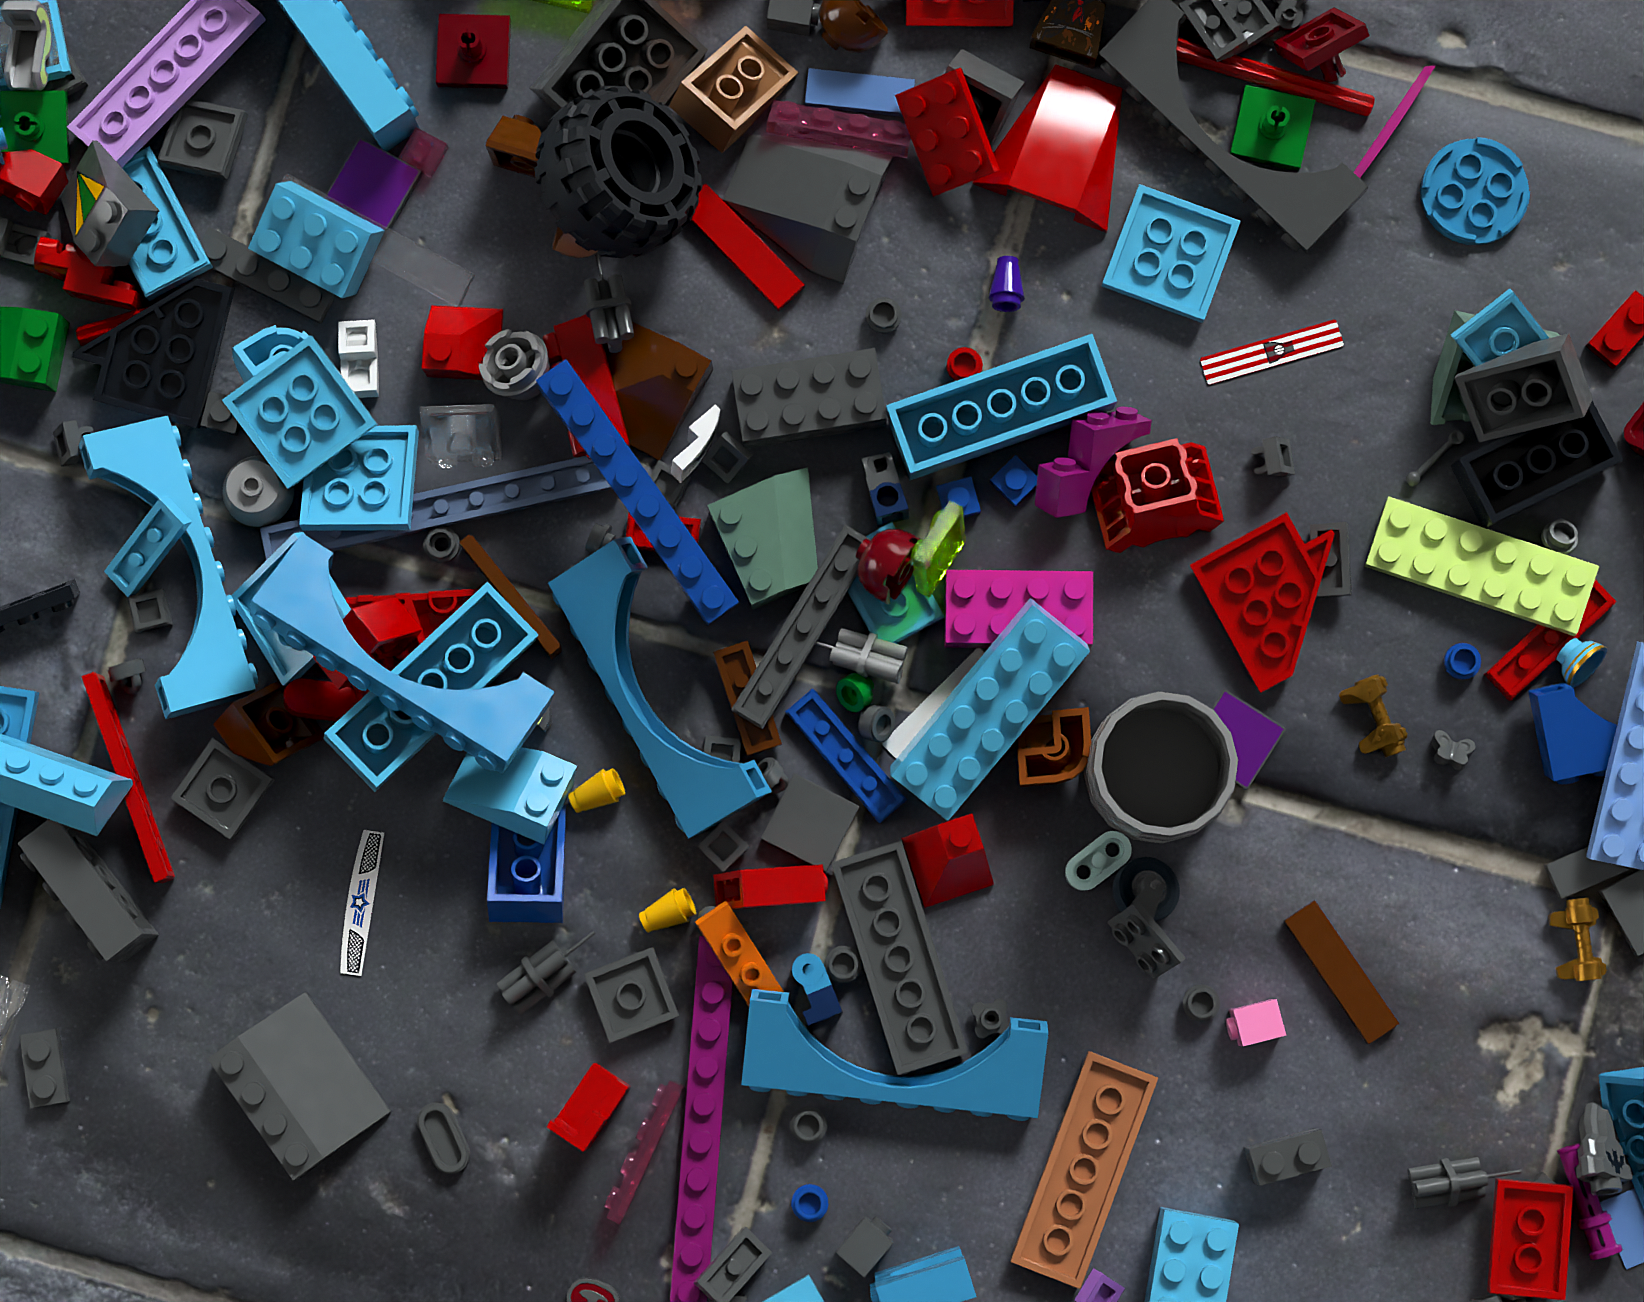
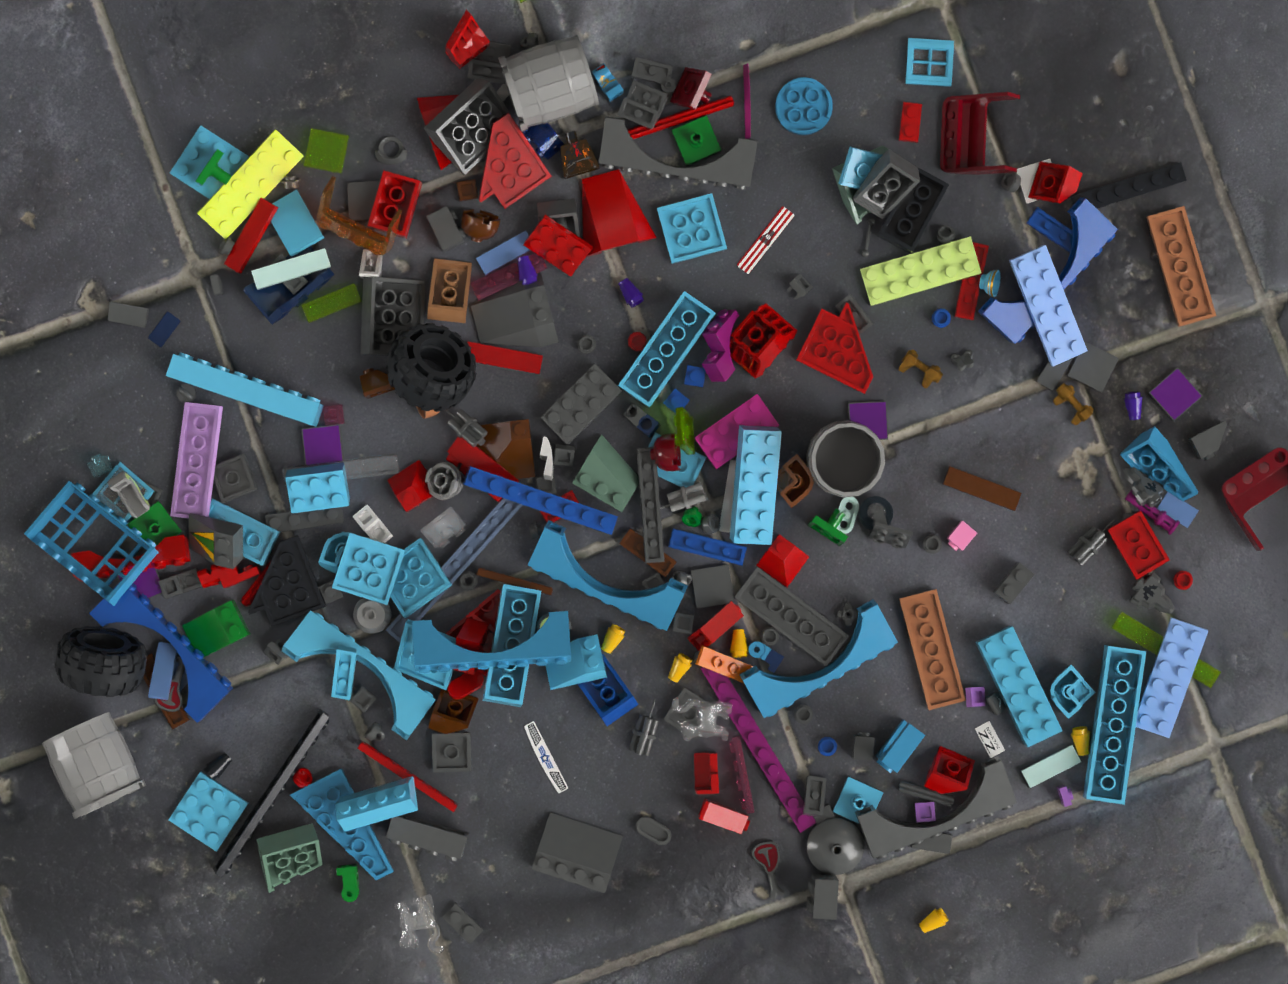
camera: 40 degrees left, 5 degrees up
(473, 51) = (322, 354): dark red tile -> none
(567, 1195) = (723, 816): none -> slope
(651, 1020) = (706, 718): none -> clear animal
(786, 942) = (739, 644): none -> yellow cone
(871, 135) = (526, 271): none -> dark purple cone
(1056, 860) = (828, 528): none -> green tile

